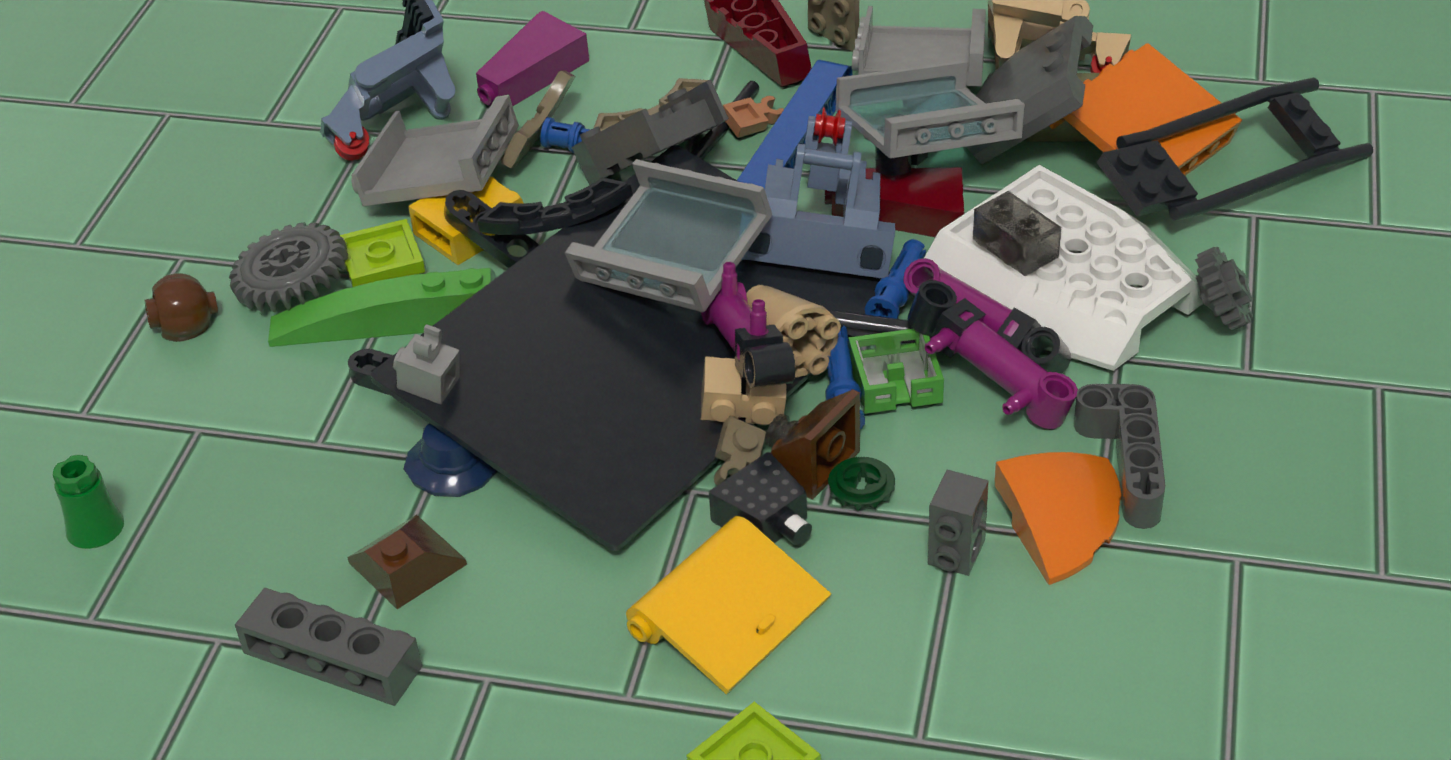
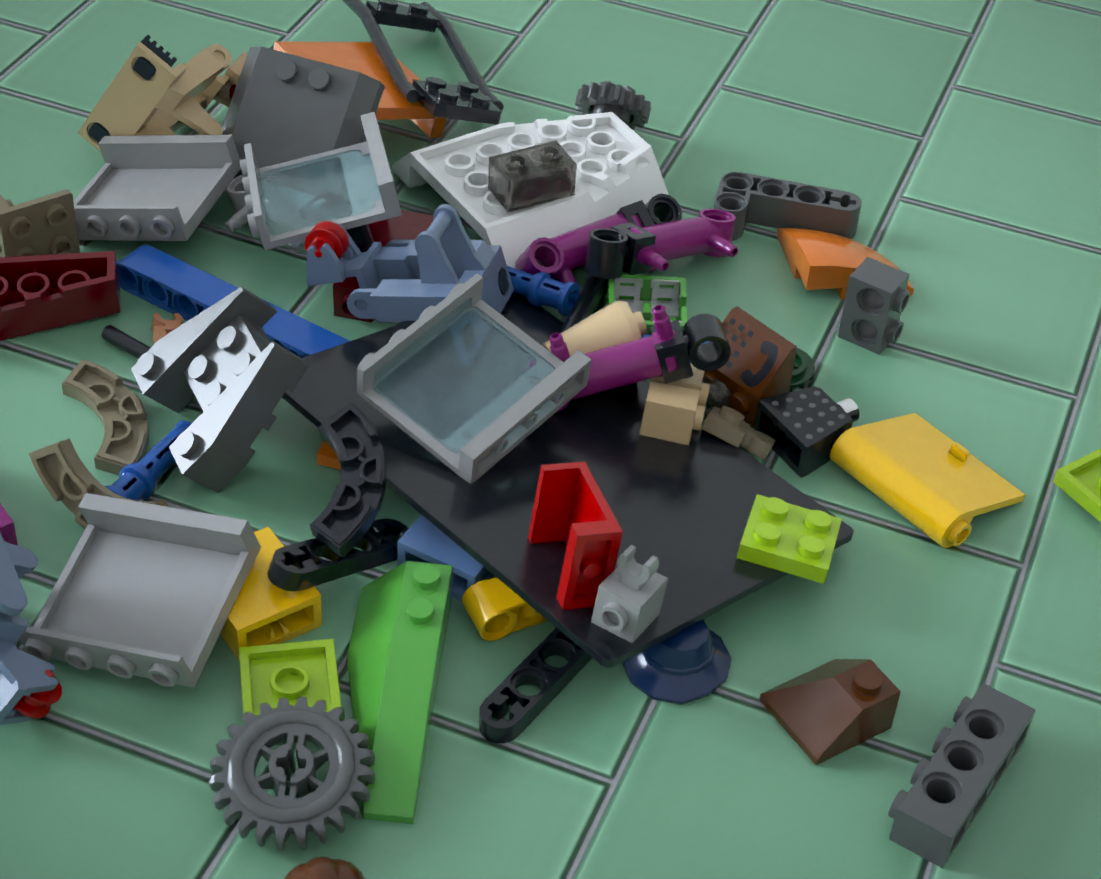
camera: 85 degrees left, 0 degrees up
(485, 322) = (575, 511): none -> red panel
(572, 488) = (789, 538): none -> lime plate

